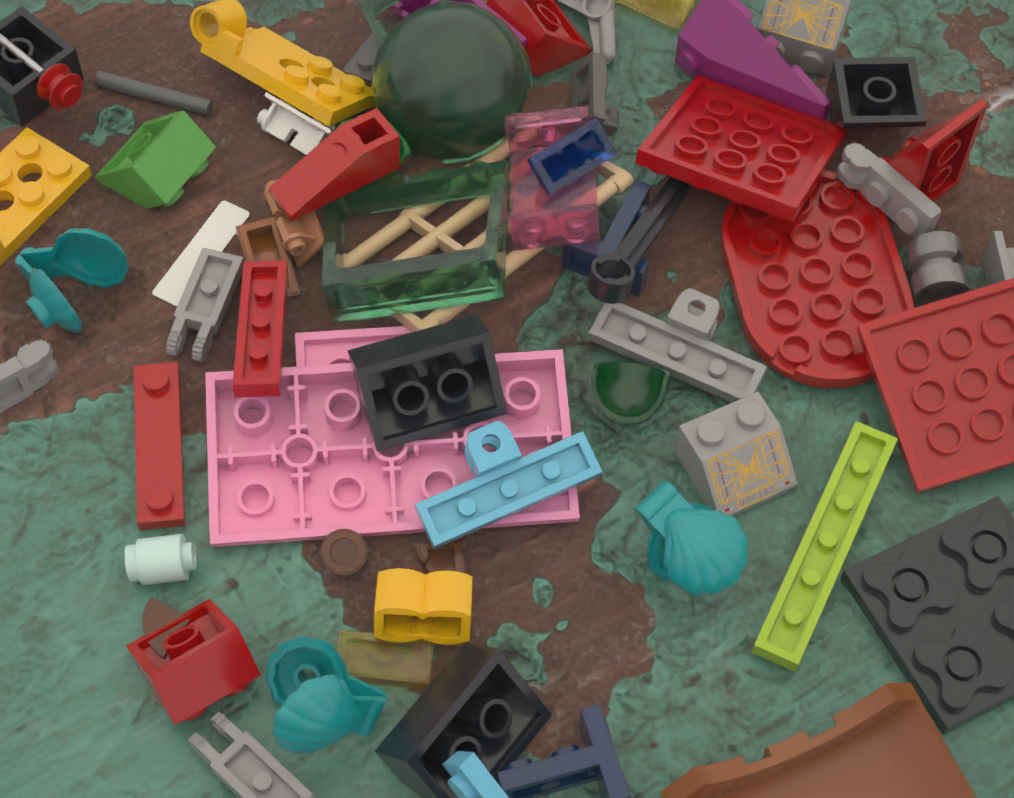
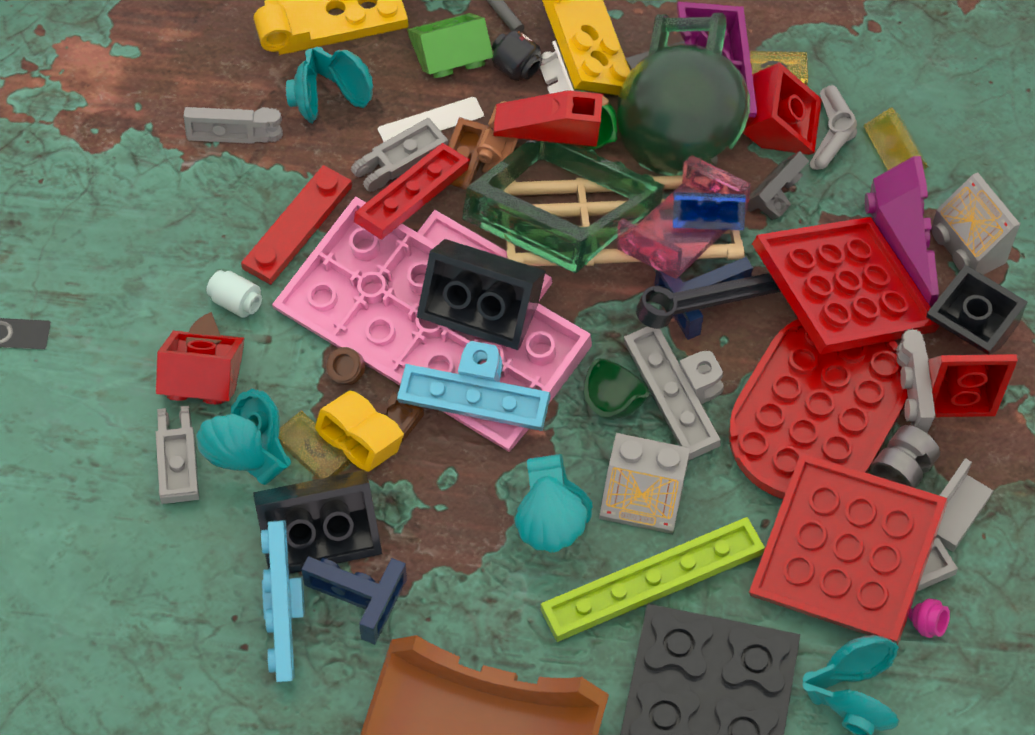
camera: 40 degrees right, 0 degrees up
(236, 131) = (516, 55): none -> black head

